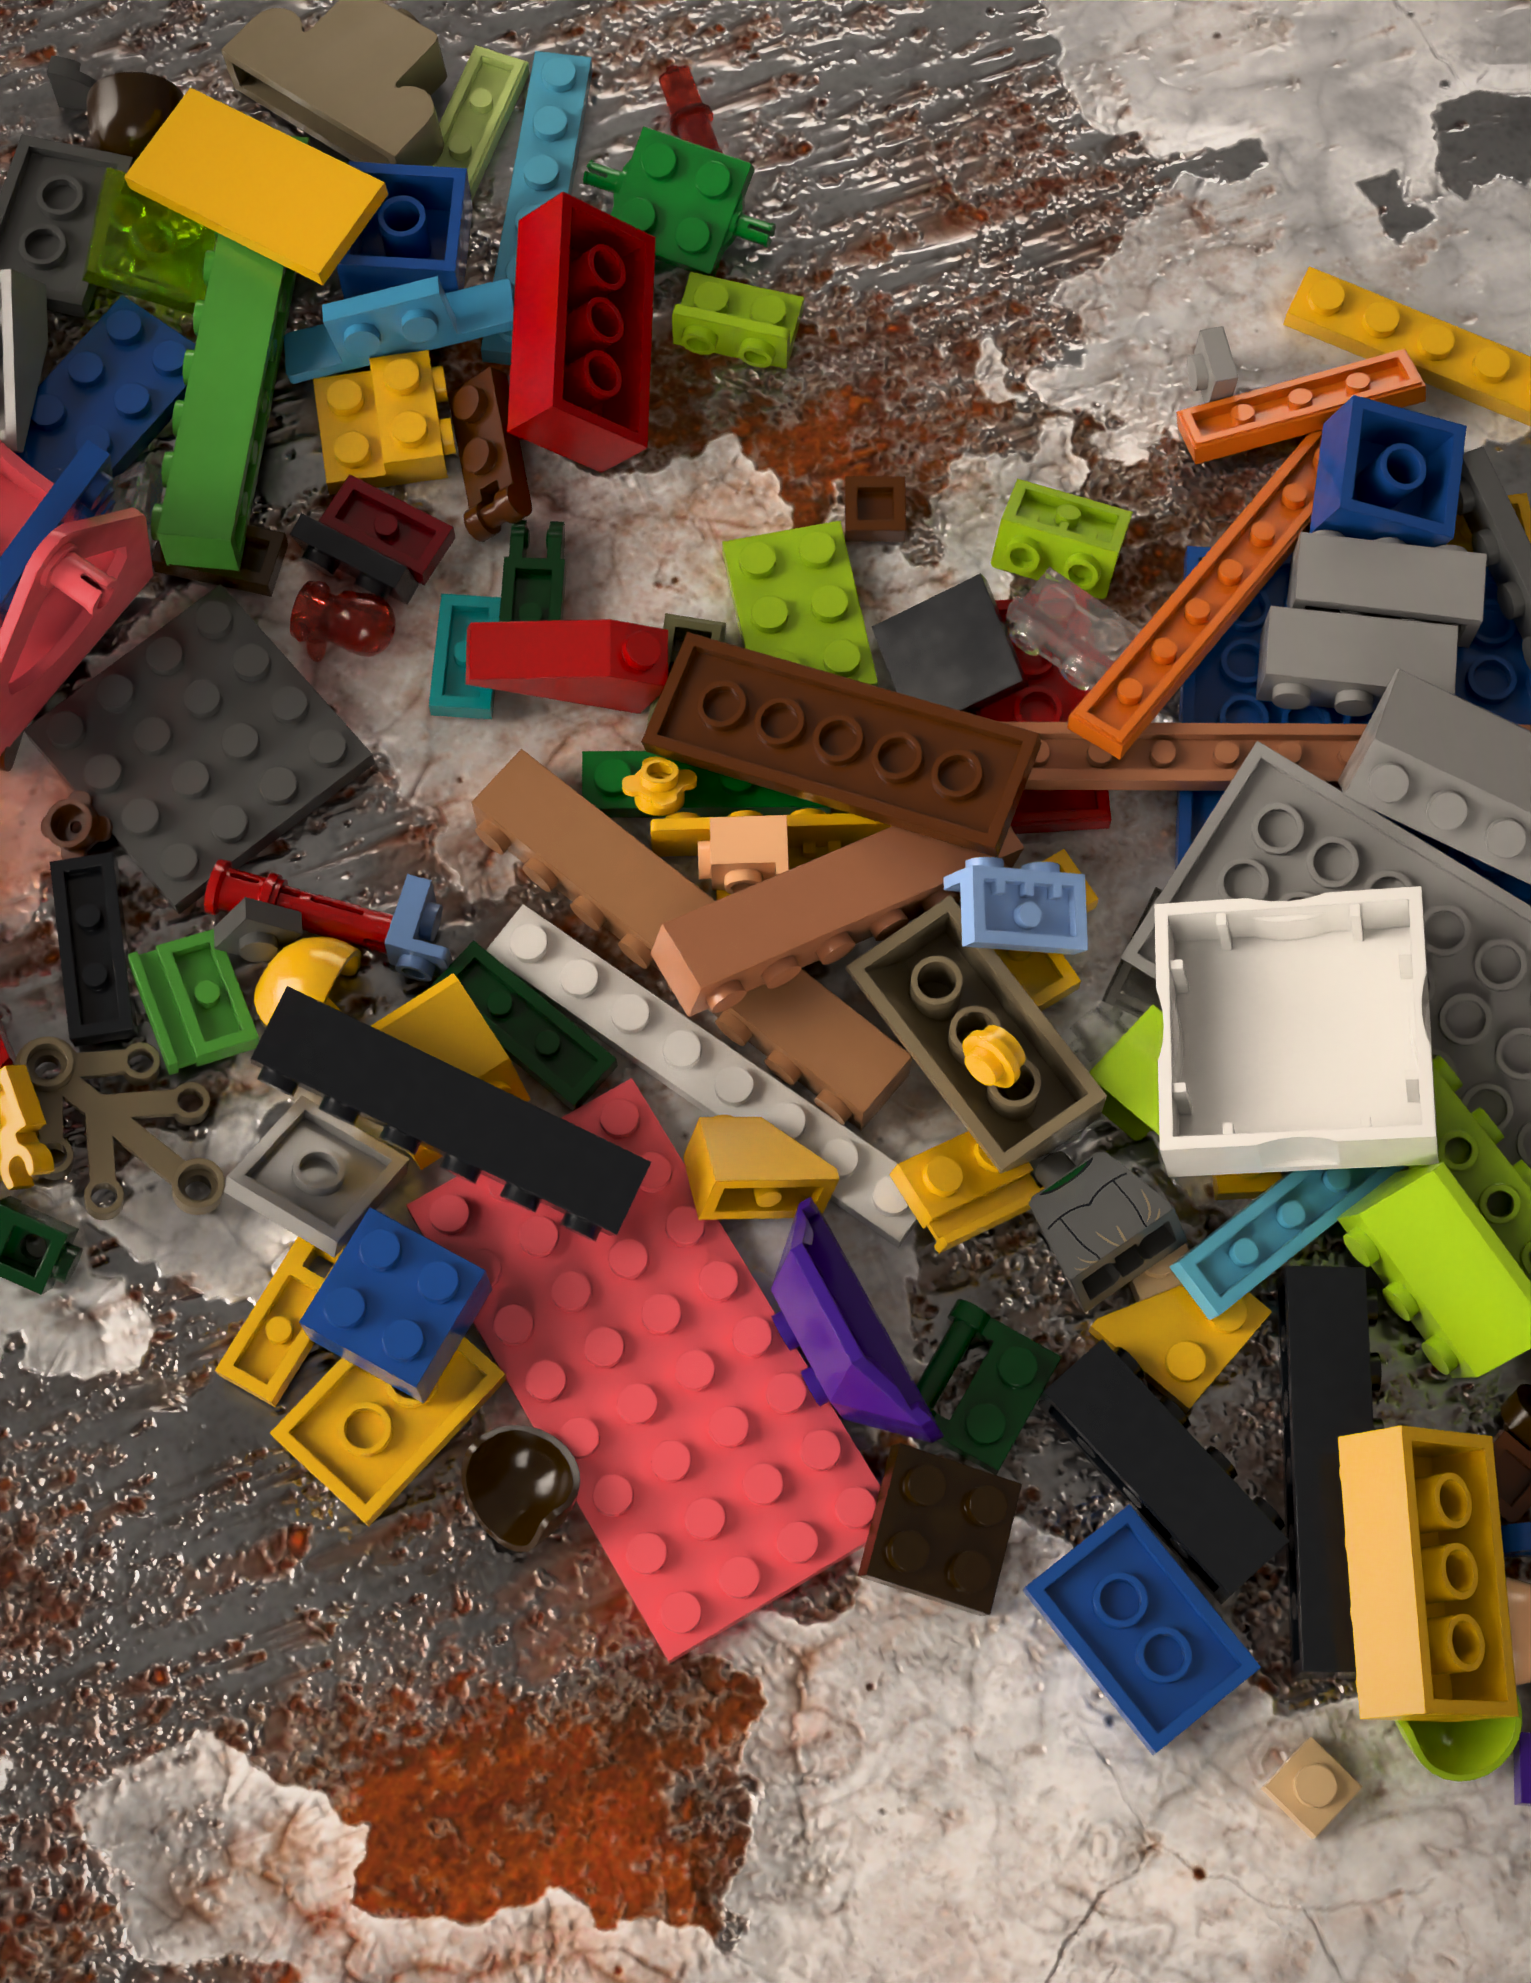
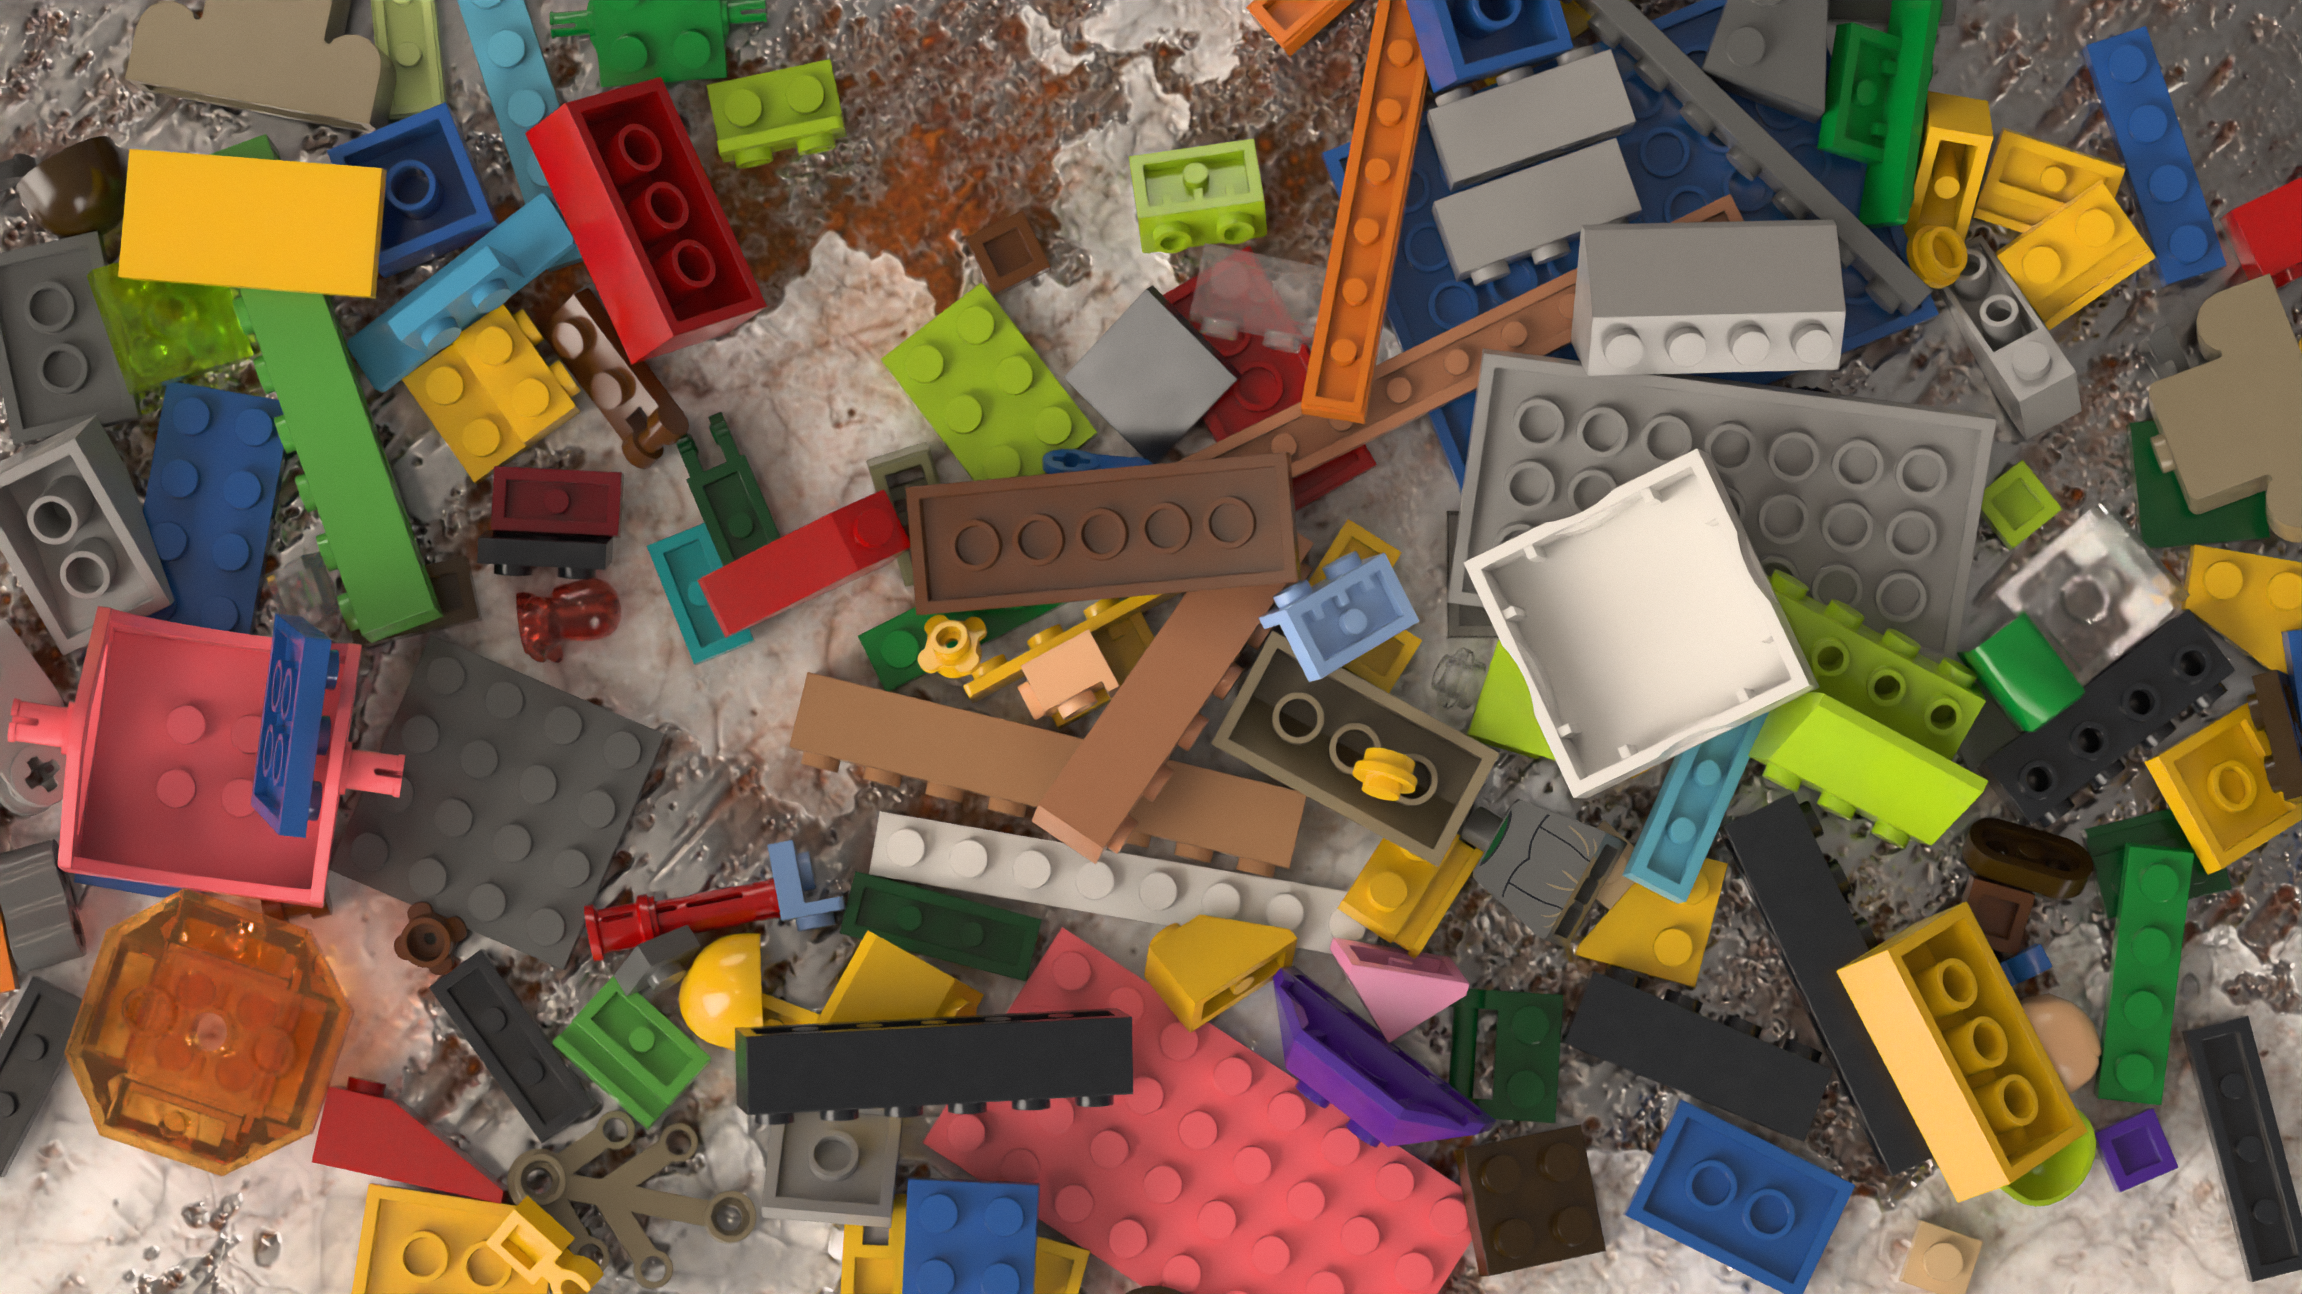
camera: 25 degrees left, 15 degrees up
(908, 1270) = (1396, 987): none -> bright pink slope

